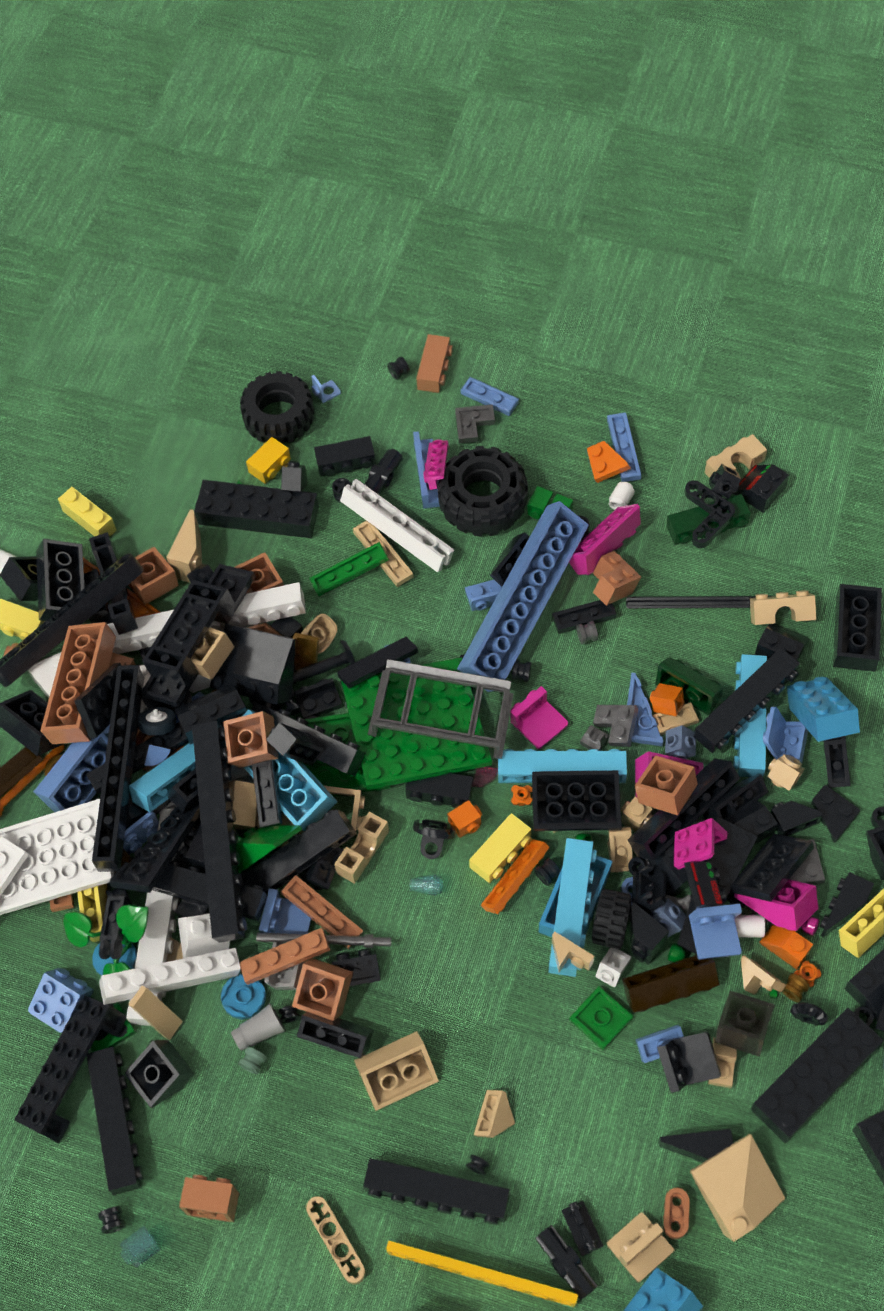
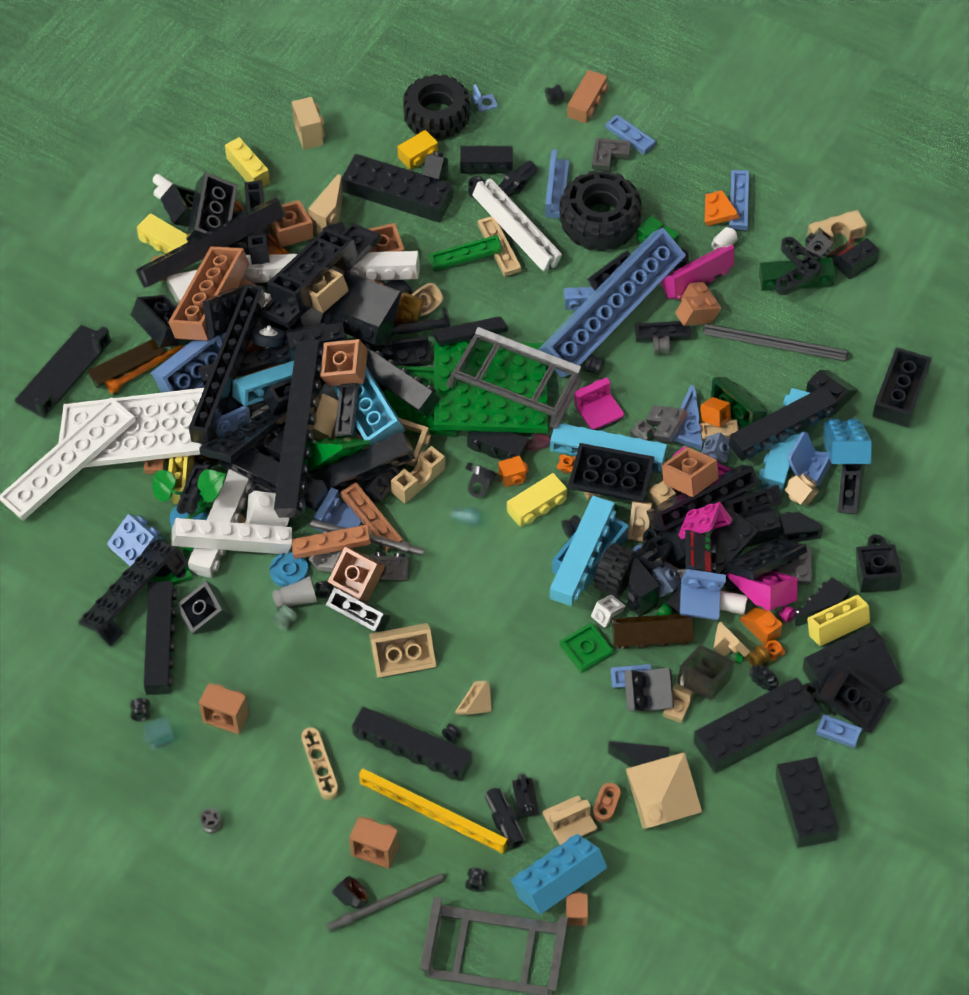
camera: 10 degrees right, 5 degrees down
(143, 454) = (308, 123): none -> tan brick
(155, 1012) = (213, 561): tan tile -> none
(156, 755) = (261, 363): medium blue tile -> none
(295, 744) = (381, 374): black brick -> none
(435, 463) = (563, 178): dark pink bracket -> none
(514, 877) = (547, 521): orange plate -> none
(565, 950) = (568, 578): tan slope -> none
(764, 607) = (857, 359): tan arch -> none
(836, 811) = (837, 531): black wing -> none

